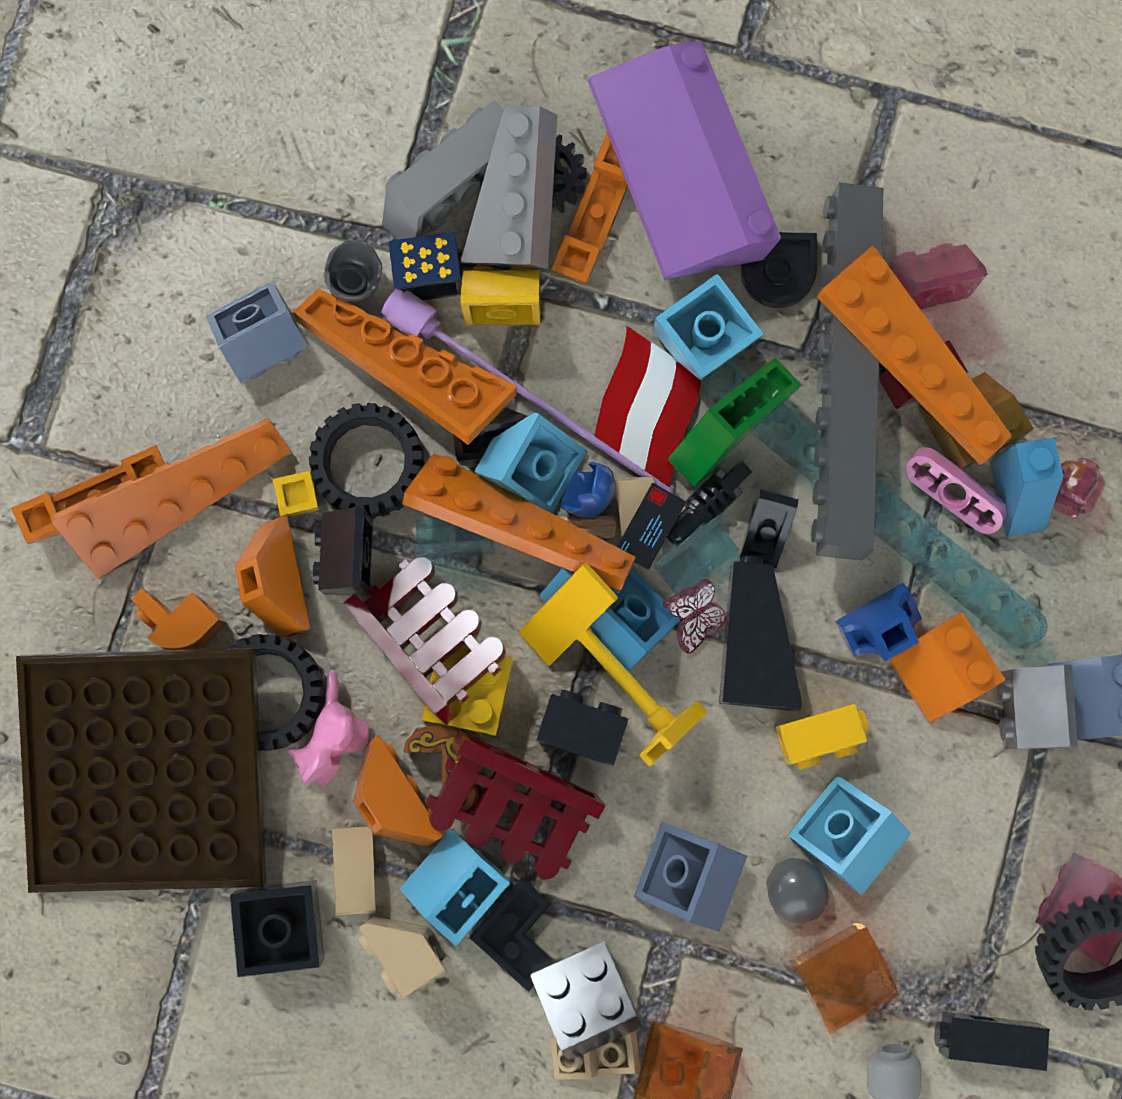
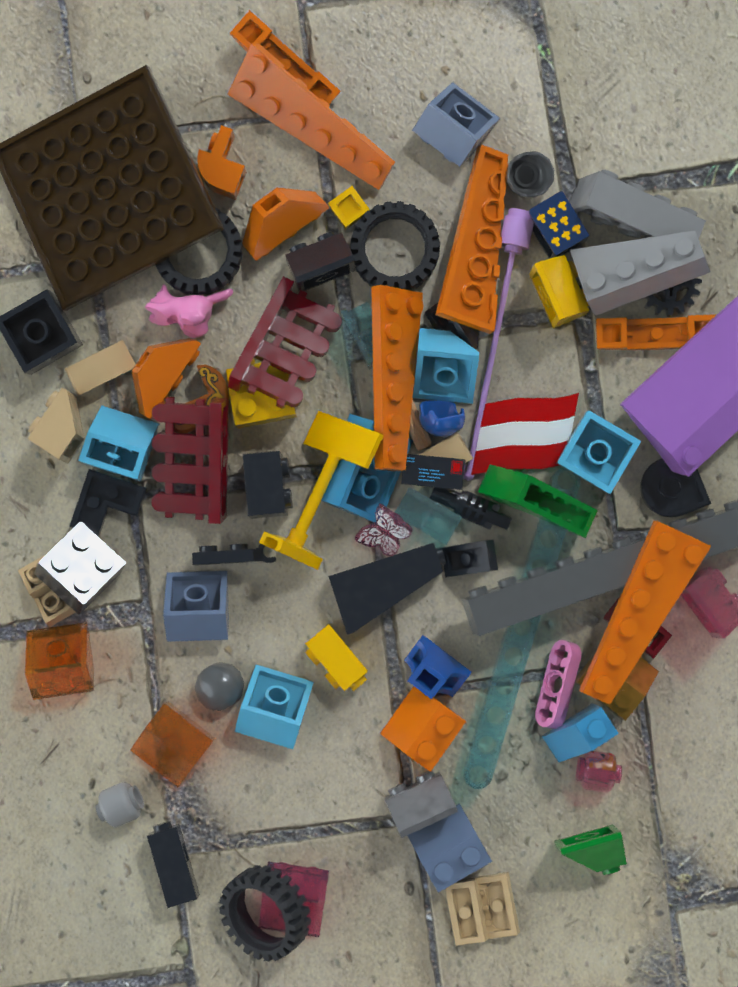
camera: 60 degrees right, 5 degrees up
(648, 800) = (237, 554): none -> black plate

